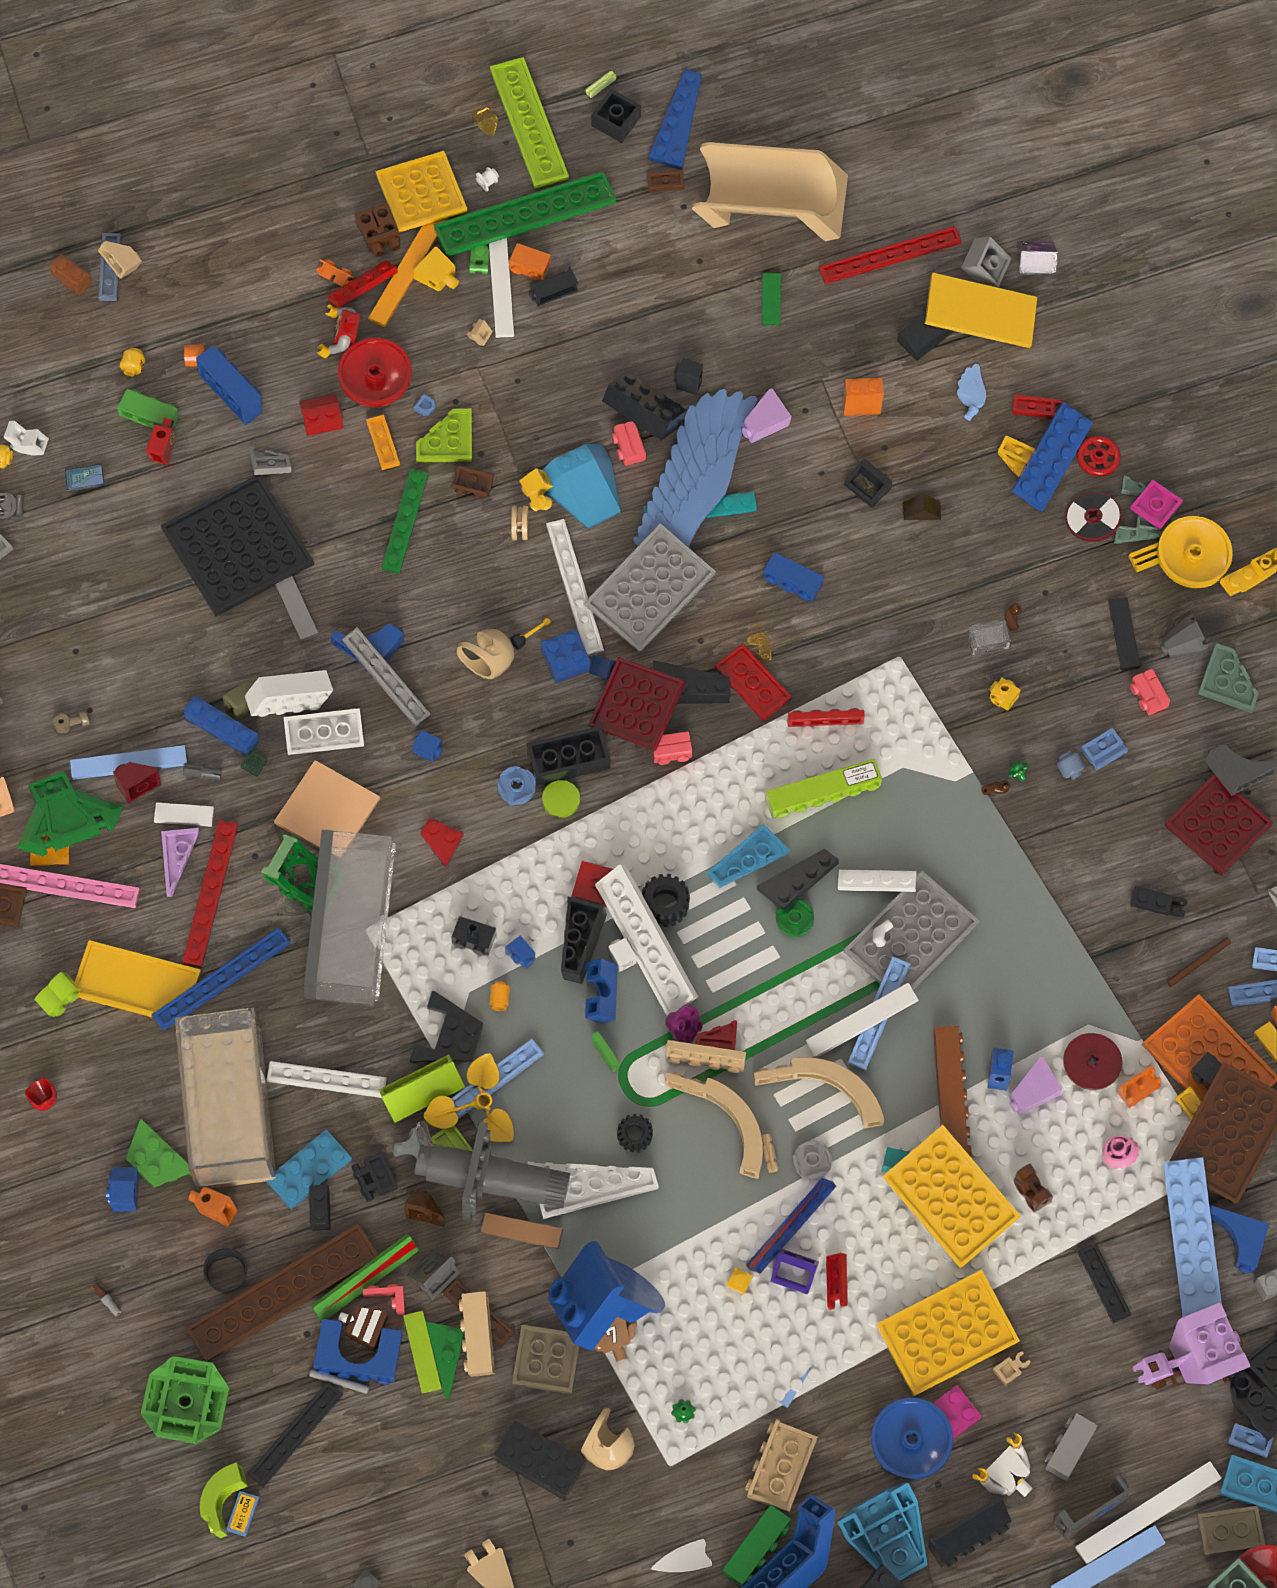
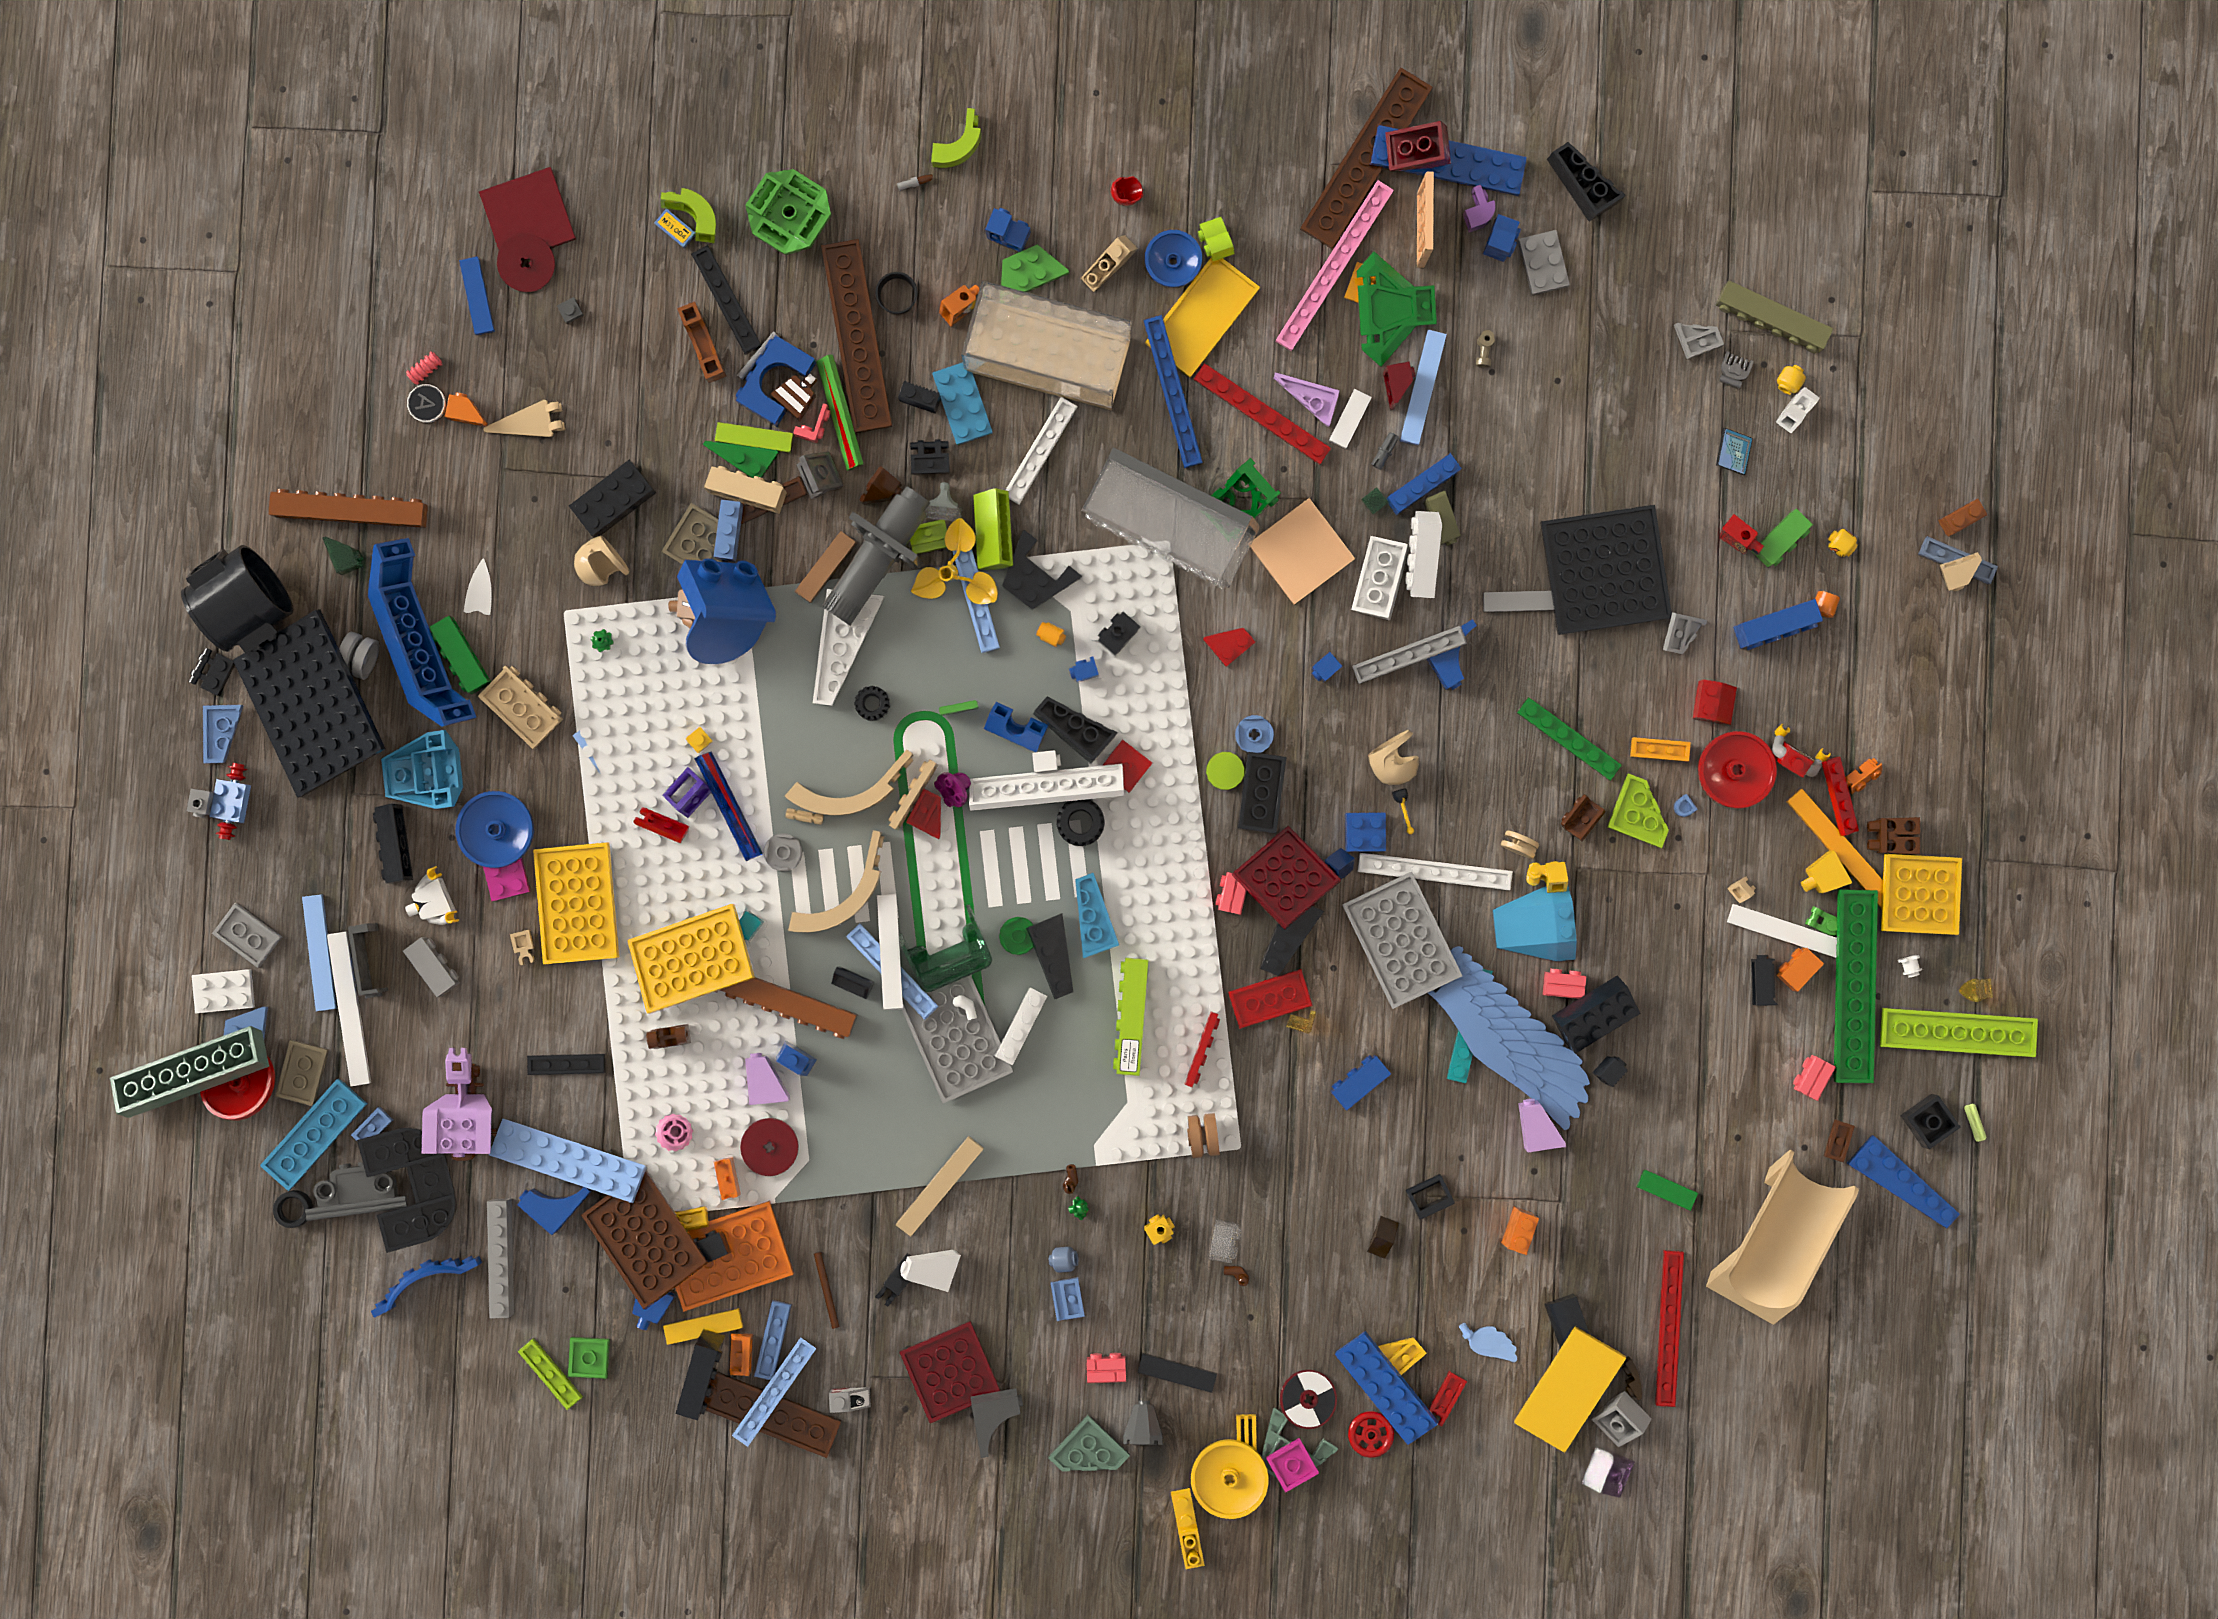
camera: 120 degrees right, 20 degrees up
(53, 1263) = (958, 152): none -> lime arch
(91, 1013) = (1177, 246): none -> blue dish
(117, 1084) = (1109, 262): none -> tan slope
(338, 1446) = (702, 342): none -> dark orange arch
(525, 1330) = (728, 530): none -> medium blue brick
(619, 218) = (1814, 1077): none -> coral brick
(843, 960) = (951, 963): none -> clear green windscreen
(902, 683) = (1203, 1135): none -> medium nougat wheel
(905, 1045) = (852, 982): none -> black tile
(949, 264) = (1634, 1384): none -> dark brown slope
(1056, 897) = (939, 1186): none -> tan tile
(1133, 872) = (931, 1269): none -> white slope

